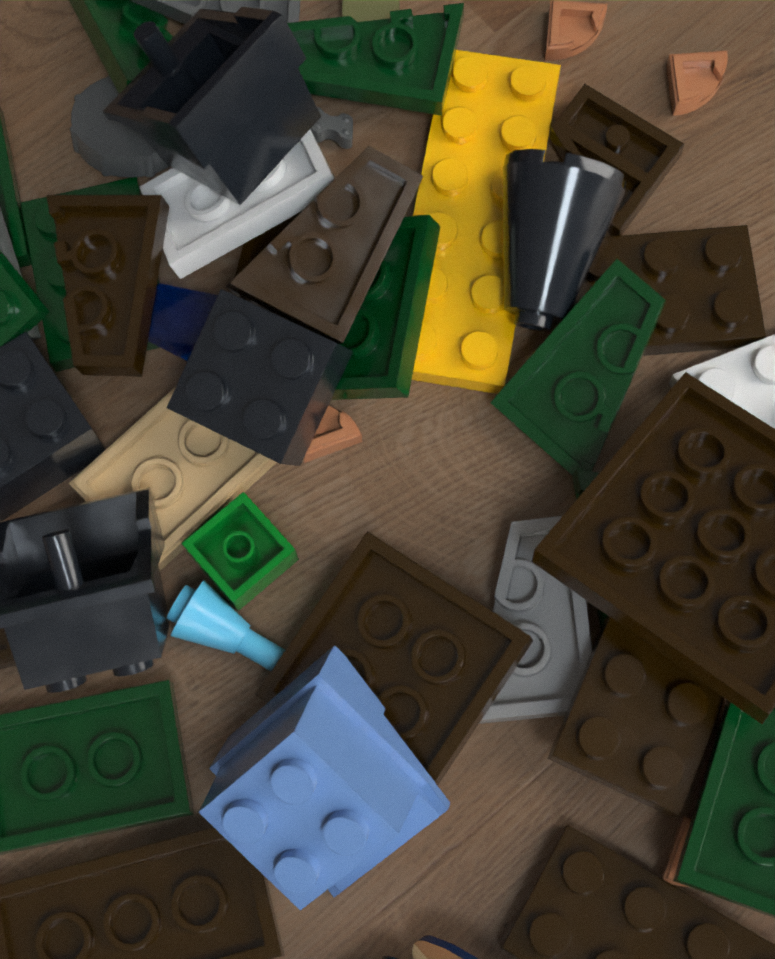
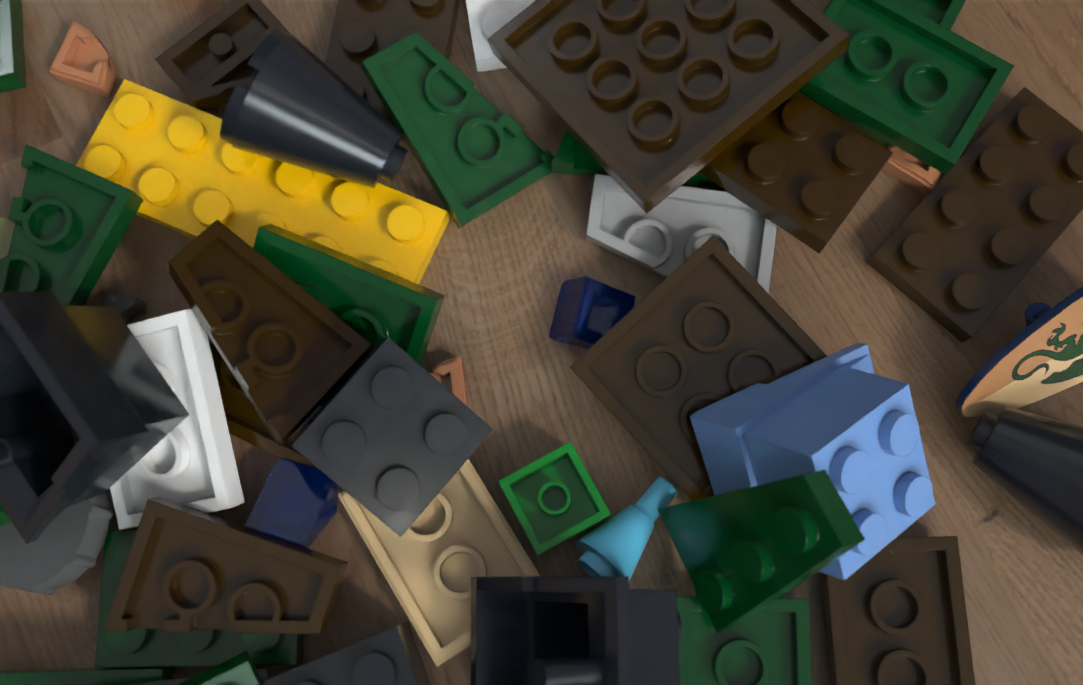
camera: 80 degrees left, 5 degrees up
(218, 724) = (759, 542): none -> dark green wing
(437, 546) = (588, 311): none -> clear blue slope

